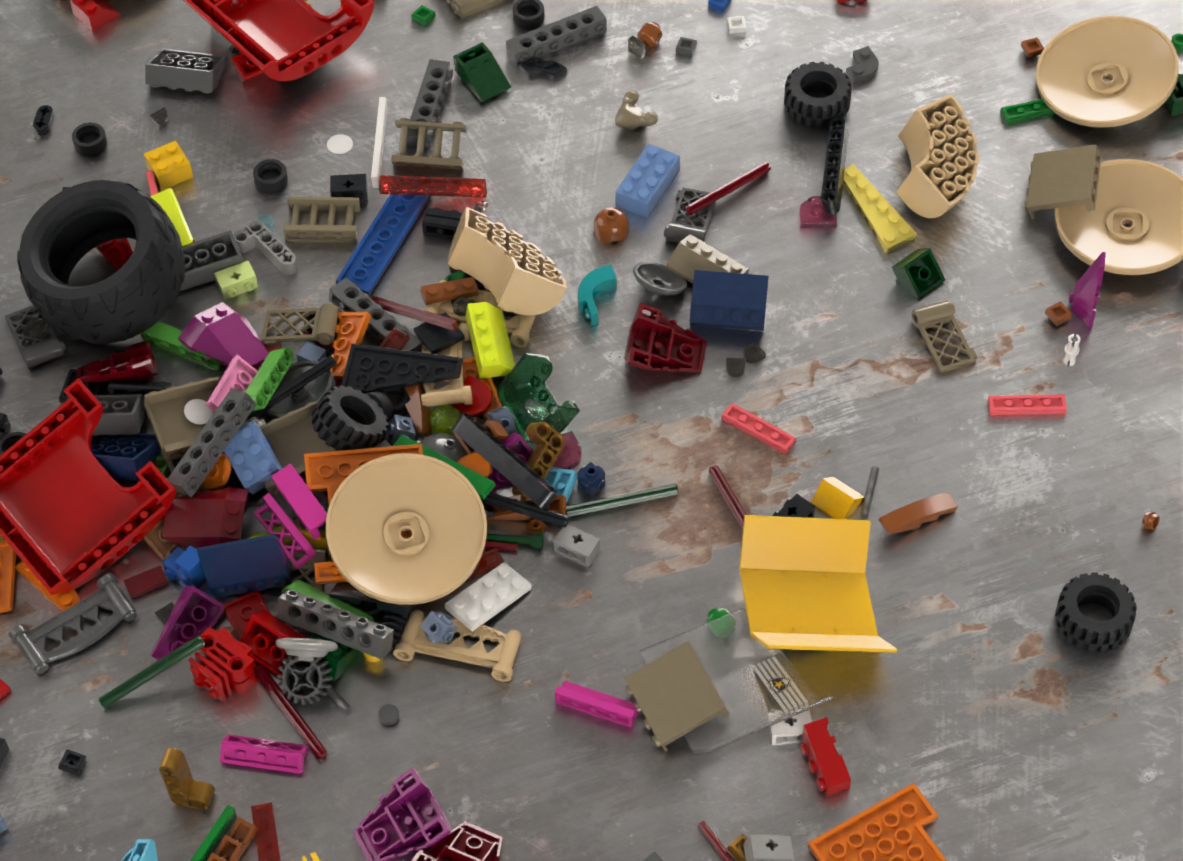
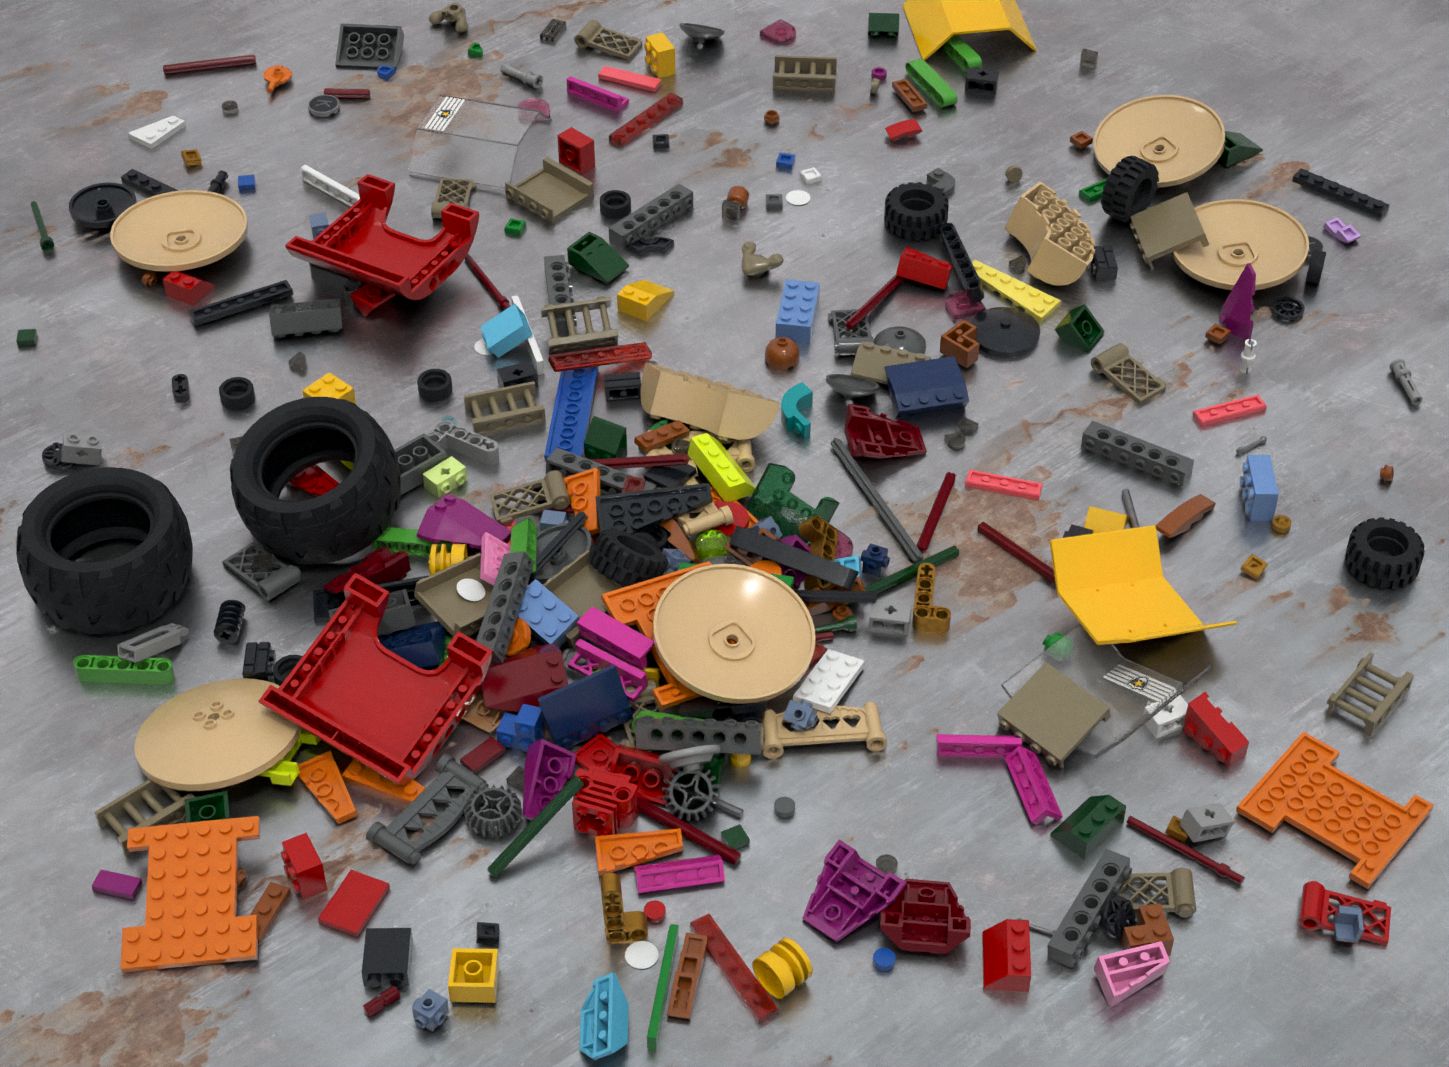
camera: 20 degrees left, 10 degrees down
(39, 801) = (473, 975): none -> yellow brick
(115, 642) = (493, 807): none -> dark grey gear
(133, 39) = (240, 302): none -> black plate
(193, 369) = (443, 560): none -> yellow wheel
(197, 824) = (641, 955): none -> white sticker
(226, 785) = (655, 911): none -> red tile
(232, 716) = (631, 849): none -> orange wing
(330, 732) = (735, 837): none -> dark green tile
(357, 134) = (506, 331): none -> medium azure brick
(373, 96) = (501, 300): none -> dark red bar
(395, 282) = (605, 440): none -> dark green slope
(453, 802) = (887, 863): none -> clear smoke tile
(507, 127) = (642, 299): none -> yellow slope
(622, 532) = (925, 616): none -> pearl gold beam
(622, 760) = (1032, 785): none -> dark pink fence
(626, 413) = (877, 500): none -> dark grey axle
(660, 819) = (1090, 824): none -> dark green slope
(677, 441) = (936, 512): none -> dark red axle
(713, 46) = (798, 197): none -> white sticker
(735, 240) = (901, 338): none -> dark grey dish
(787, 259) = (961, 343): none -> dark orange brick
(792, 163) = (924, 268): none -> red wedge
(843, 255) = (1006, 332): none -> black dish
(895, 180) = (1018, 264): none -> clear smoke tile
(906, 430) = (1137, 453): none -> dark grey brick
(942, 71) = (1013, 173): none -> dark tan tile
(959, 588) = (1254, 566): none -> pearl gold tile
(981, 201) = (1104, 264): none -> black brick
(1004, 504) = (1259, 487): none -> medium blue brick
(1005, 781) = (1381, 708): none -> dark tan fence
(1013, 547) = (1281, 523): none -> pearl gold tile
(1014, 453) = (1239, 451): none -> flat silver hinge
(1042, 123) = (1129, 188): none -> black tyre
(1148, 301) = (1287, 308): none -> black wheel

